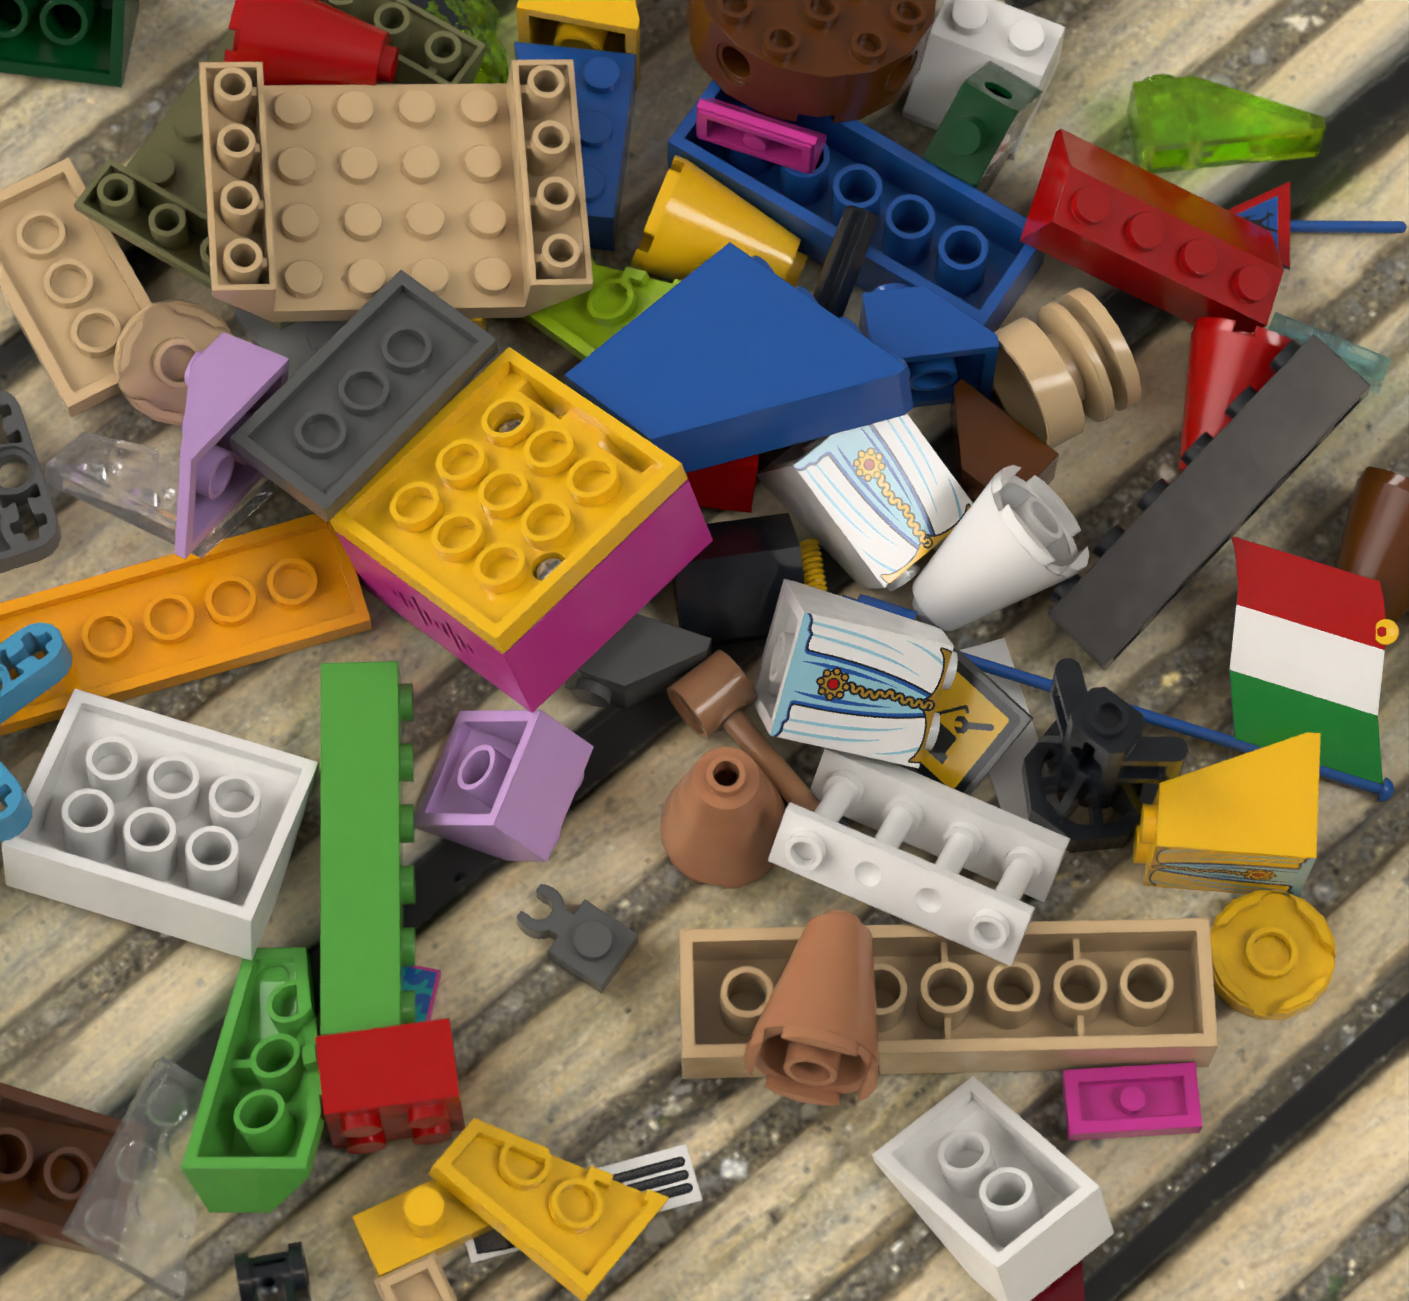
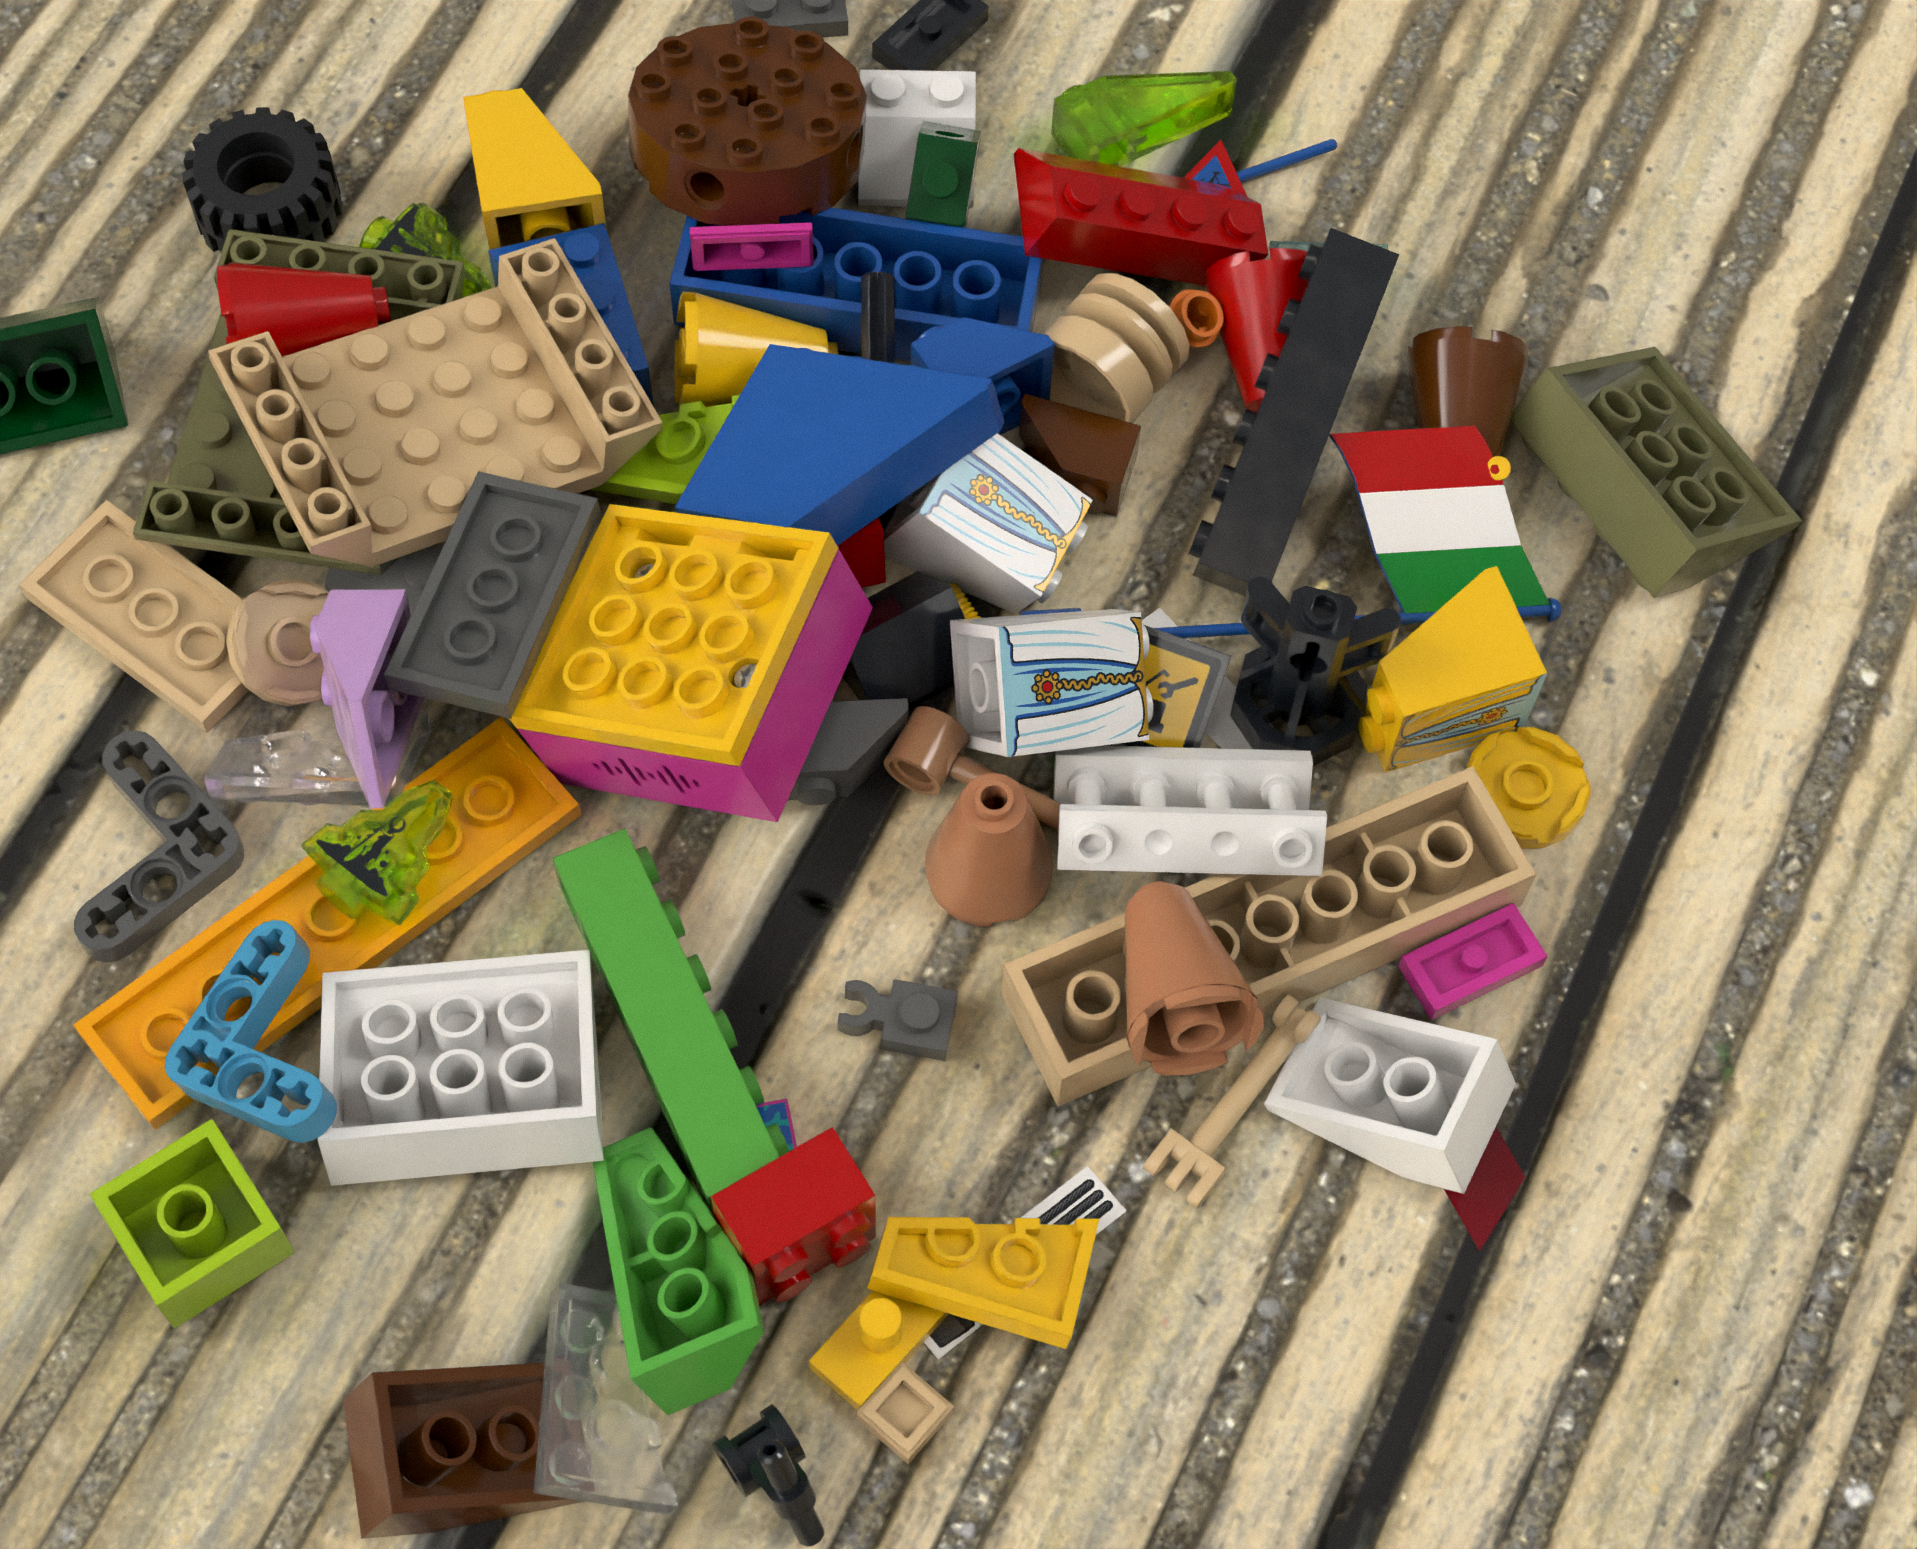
camera: 25 degrees left, 5 degrees down
(170, 598) = (380, 853): none -> clear neon green rock
(504, 783) = (771, 903): lavender slope -> none
(784, 1176) = (1195, 1155): none -> tan hinge
(999, 552) = (1130, 528): white cone -> none
(1161, 364) = (1199, 315): none -> orange cone

